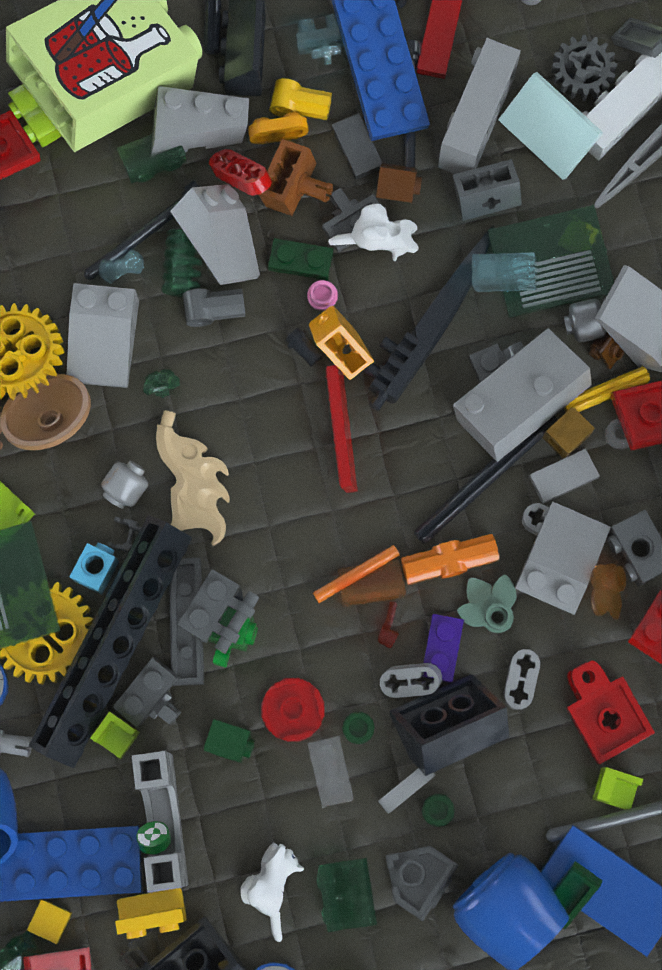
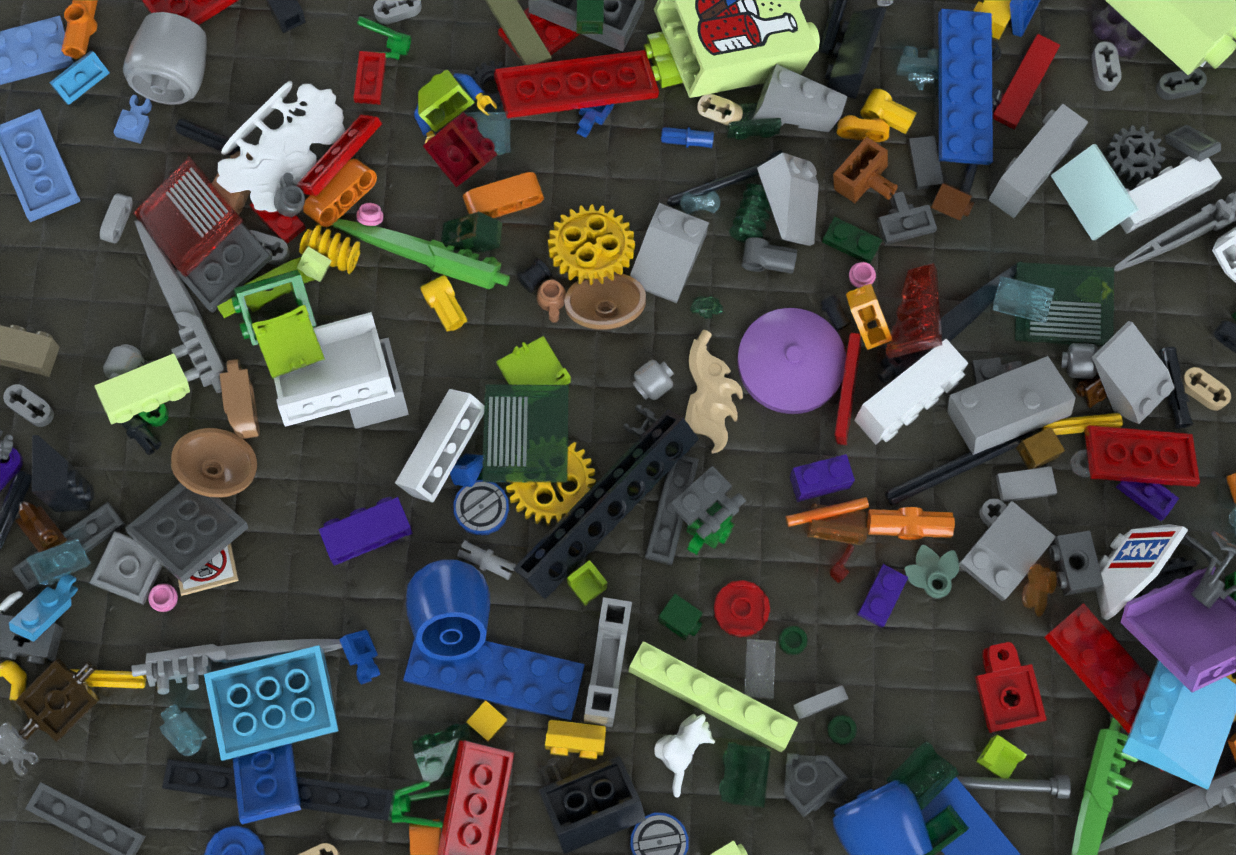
camera: 10 degrees right, 5 degrees down
(86, 196) = (687, 137): none -> blue axle
(98, 581) = (606, 452): medium azure brick -> none
(112, 159) = (718, 113): none -> tan beam
(149, 695) = (624, 559): dark grey hinge -> none
(153, 837) = (597, 674): green tile -> none
(240, 172) = (823, 153): red beam -> none
(271, 415) = (791, 360): none -> medium lavender dish
(286, 819) = (712, 696): none -> yellowish green brick
(339, 538) = (821, 478): none -> dark purple brick
(376, 232) = (924, 236): white animal -> none
(394, 324) = (918, 315): none -> clear red wing
(410, 412) = (911, 392): none -> white brick
(411, 687) = (850, 606): light grey beam -> none
(450, 724) = (874, 659): black slope -> none
(487, 189) = (1026, 228): dark grey brick -> none
(529, 681) = (949, 645): light grey beam -> none
(539, 835) = (924, 774): none -> clear green bracket

